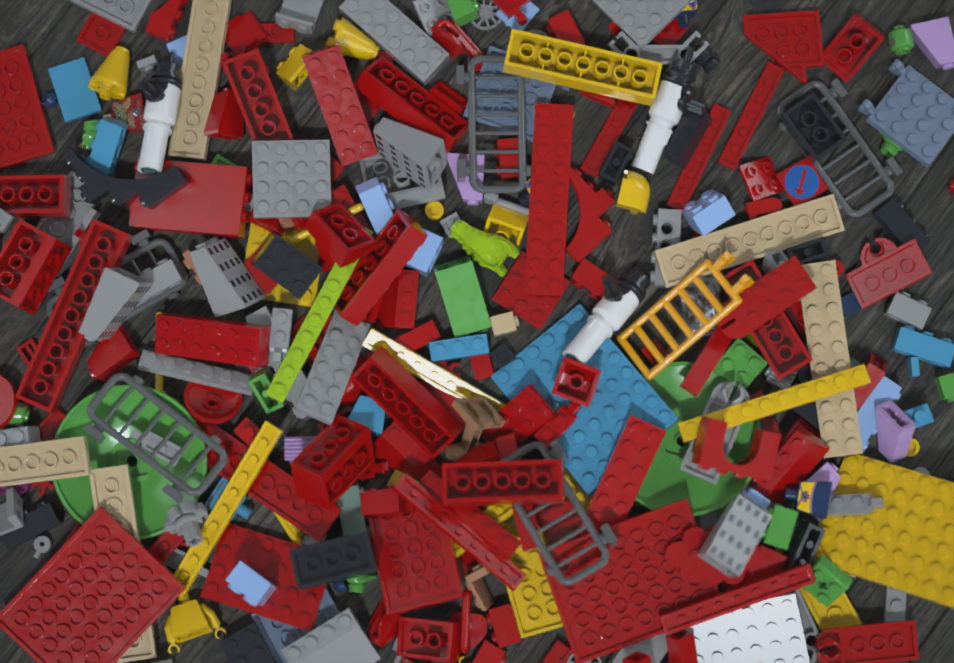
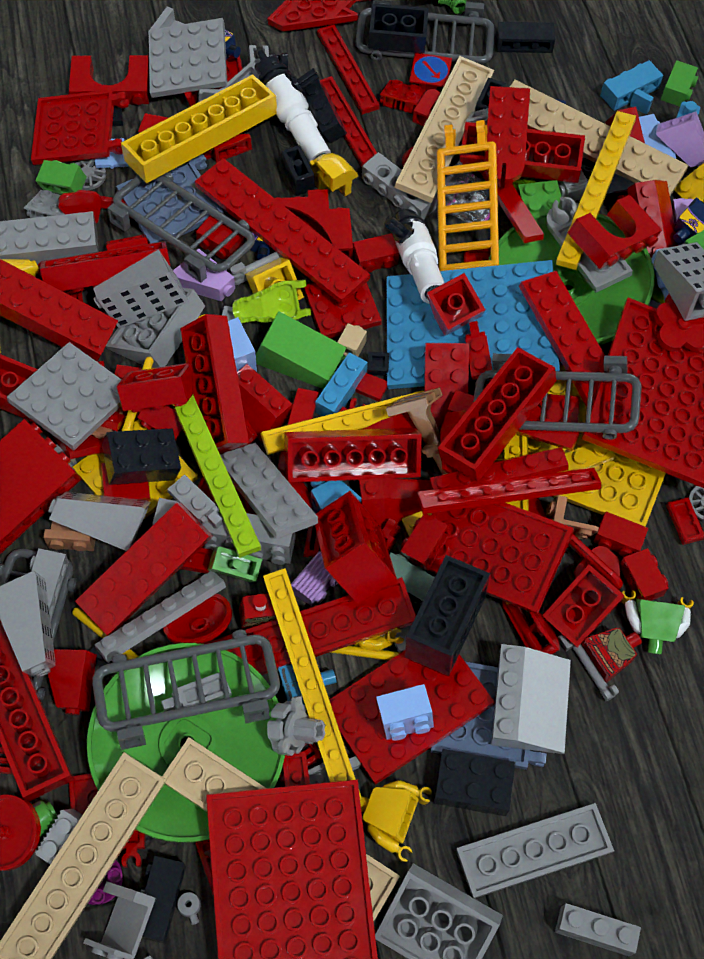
camera: 60 degrees left, 20 degrees down
(341, 586) = (470, 648): dark blue hinge -> none
(357, 584) = (480, 630): bright green animal -> none
(375, 203) = (158, 343): light blue brick -> none
(607, 137) = (269, 162): red tile -> none
(708, 212) = (398, 134): light blue brick -> none
(887, 271) = (552, 60): red plate -> none
(907, 310) = (592, 75): light grey brick -> none

